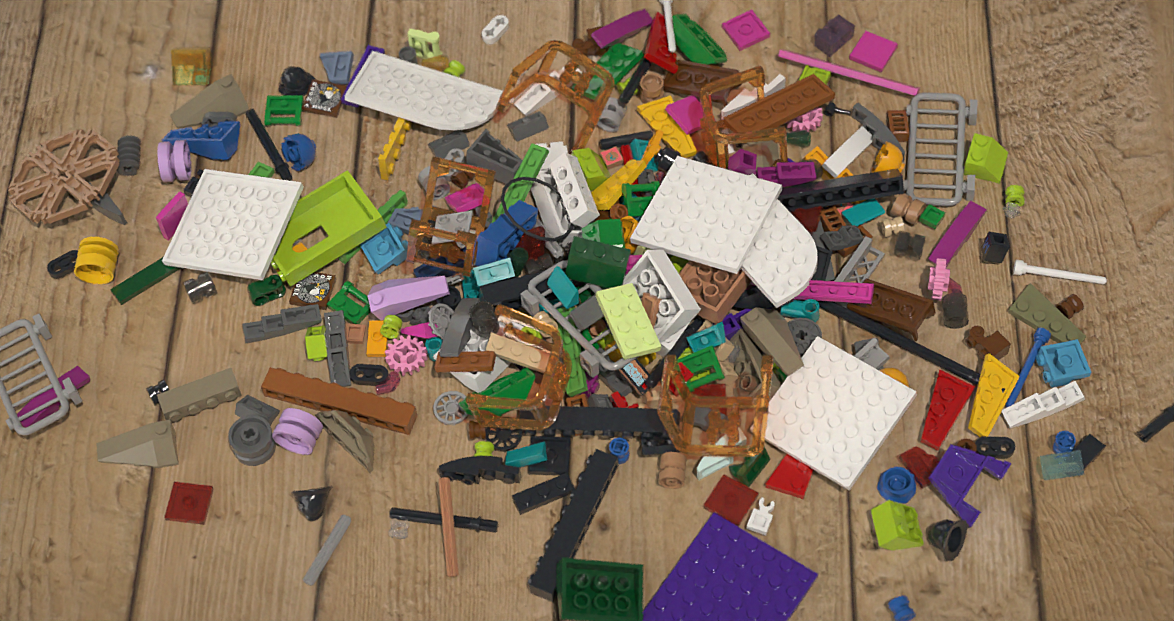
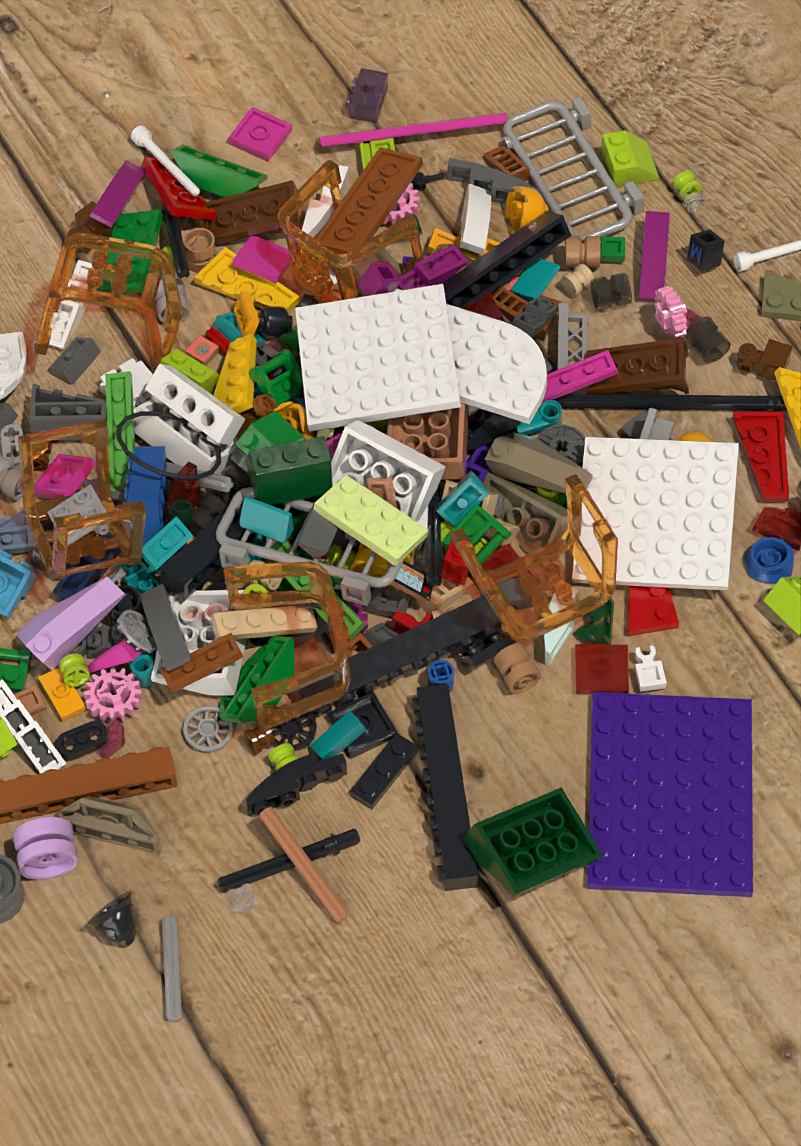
camera: 35 degrees left, 0 degrees up
(484, 319) = (190, 603): clear smoke wheel -> none
(619, 141) = (204, 322): black axle -> none
(873, 51) = (423, 94): dark pink tile -> none

